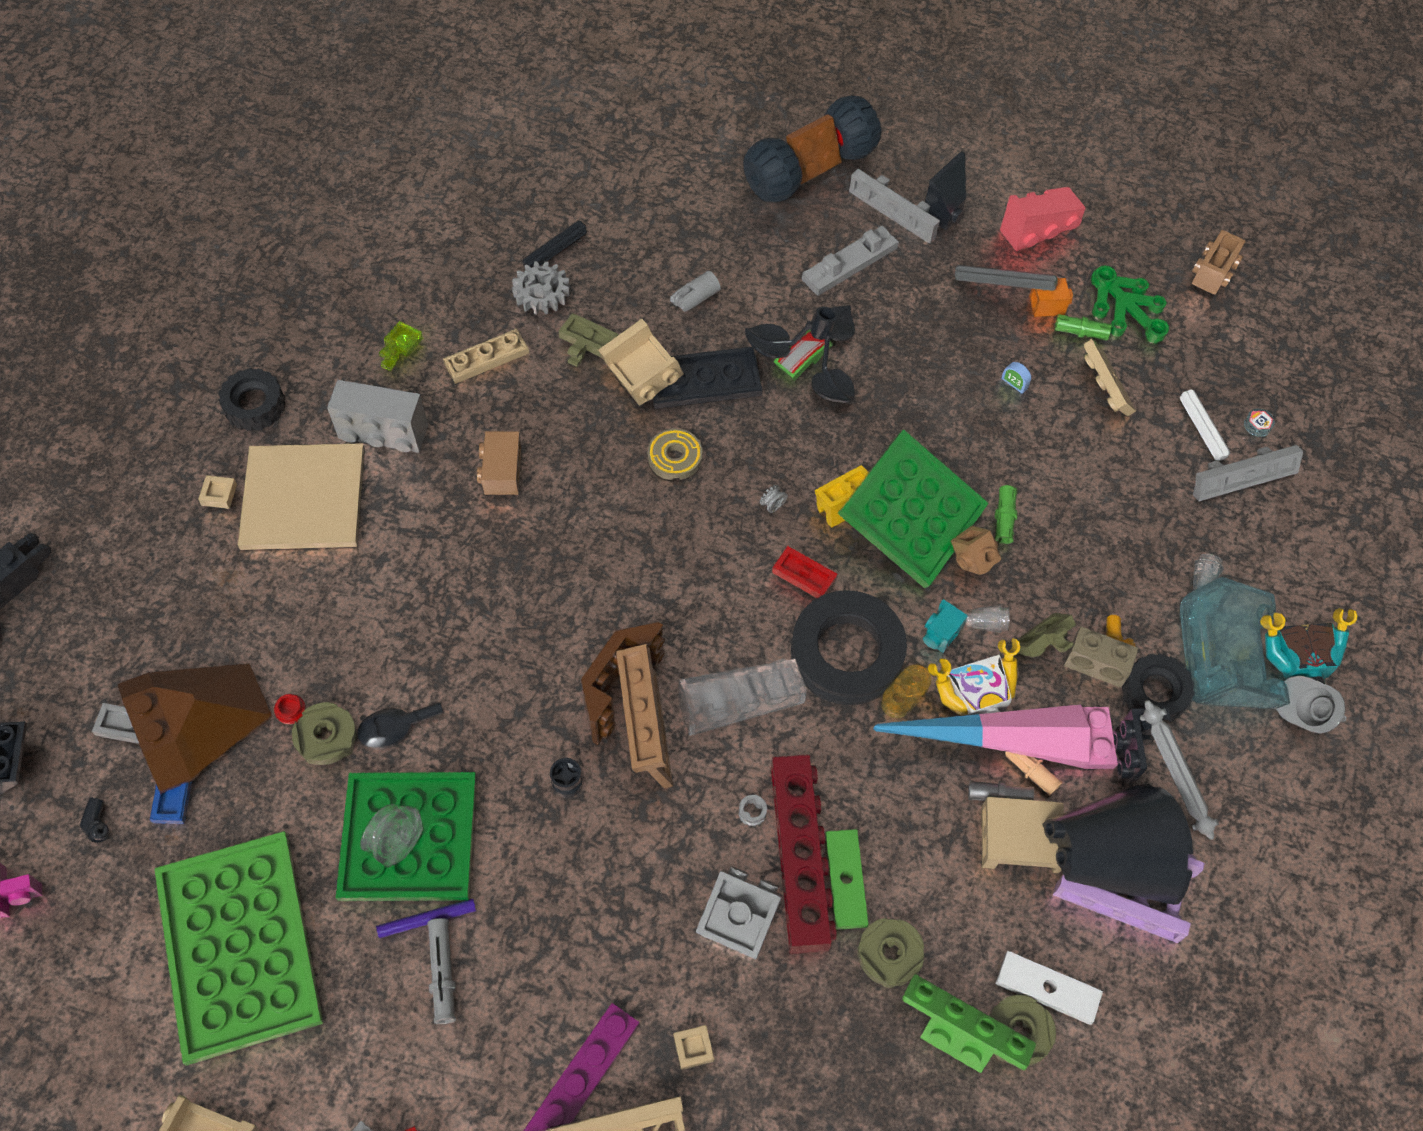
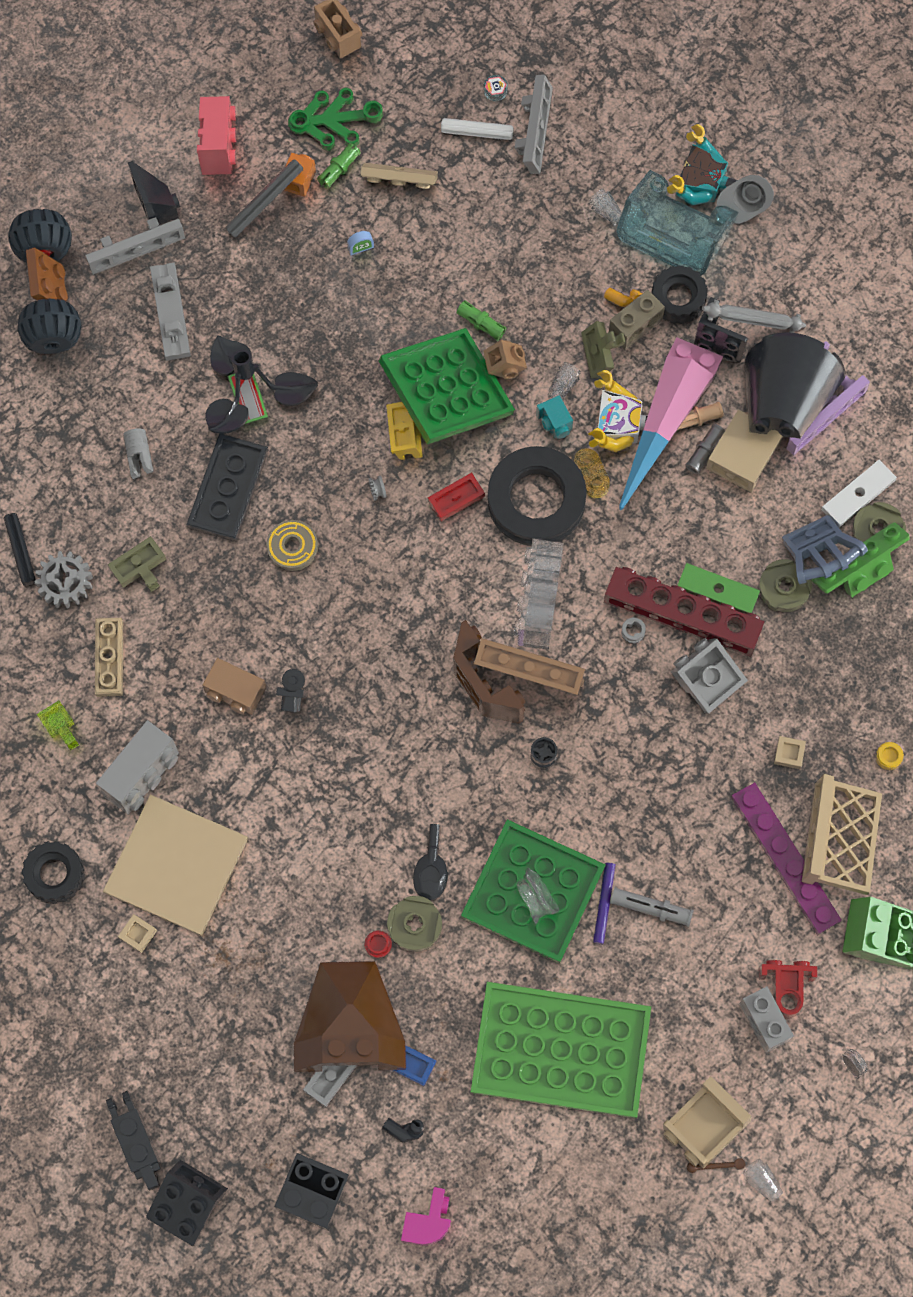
camera: 60 degrees left, 10 degrees up
(515, 512) = (292, 692): none -> black hips
(640, 362) = (194, 530): tan panel -> none
(961, 957) = (815, 538): none -> sand blue plate

